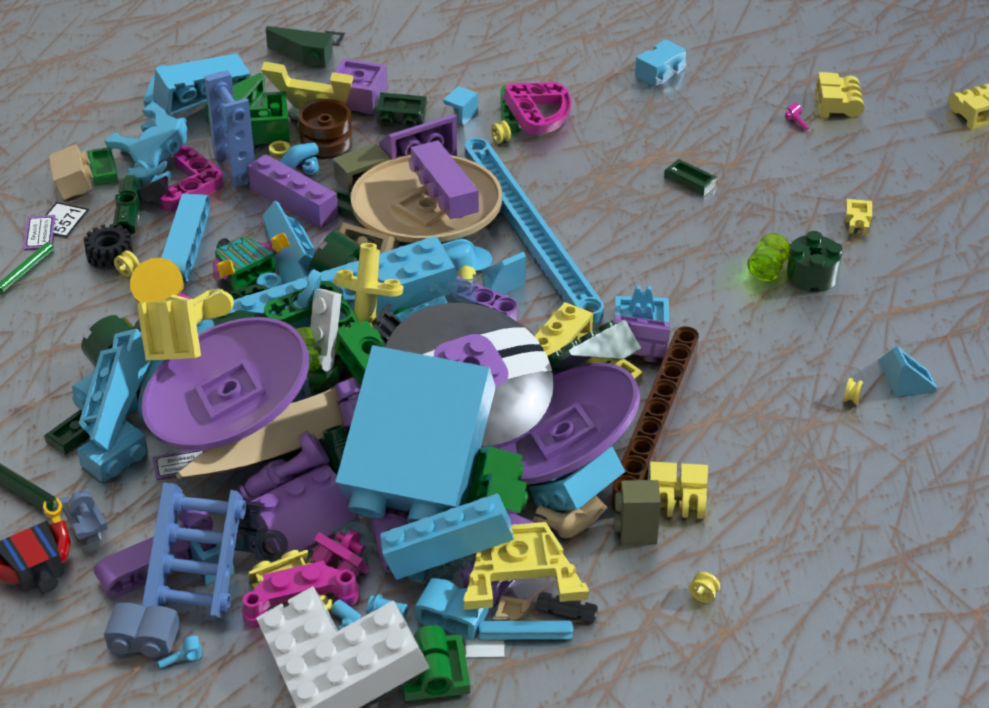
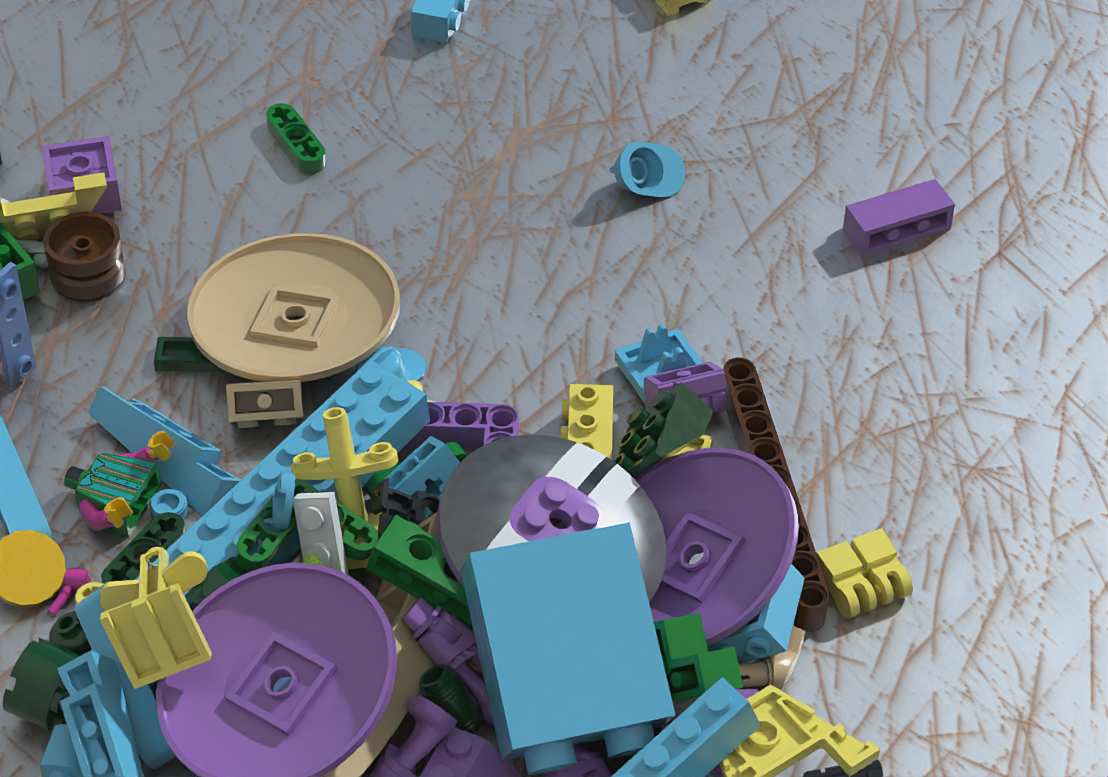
camera: 30 degrees left, 5 degrees up
(278, 149) = (42, 319): light yellow bush -> none
(293, 191) = (106, 362): medium lavender brick -> none
(298, 153) = (72, 313): medium azure arm -> none
(310, 165) = (91, 312): medium azure arm -> none
(337, 252) = (250, 437): dark green brick -> none
(354, 164) = (166, 293): olive brick -> none
(401, 109) = (159, 190): dark green bracket -> none
(440, 130) = (235, 223): medium lavender slope -> none
(444, 180) = (314, 275): medium lavender brick -> none
(457, 291) = (443, 422): clear light blue plate -> none
(464, 102) = (234, 150): medium azure panel -> none
(500, 132) = (310, 177): light yellow bush -> none
(506, 275) = (458, 372): medium azure slope -> none
(523, 100) = (333, 98): dark pink beam -> none
(536, 233) = (458, 302): medium azure gear -> none
(638, 512) = (850, 622): olive brick -> none
(691, 177) = (581, 153): dark green tile -> none
(704, 587) = (974, 681): light yellow bush -> none
(725, 198) = (649, 169): none -> medium azure piece
(768, 257) = (752, 228): clear neon green wheel -> none
(793, 114) = (639, 23): dark pink hand -> none
(814, 262) = (807, 215): dark green brick -> none
(853, 391) = (959, 364): light yellow bush -> none
(858, 214) = (810, 131): light yellow plate -> none
(882, 286) = (898, 217): none -> medium lavender brick
(906, 374) = (995, 319): medium azure slope -> none

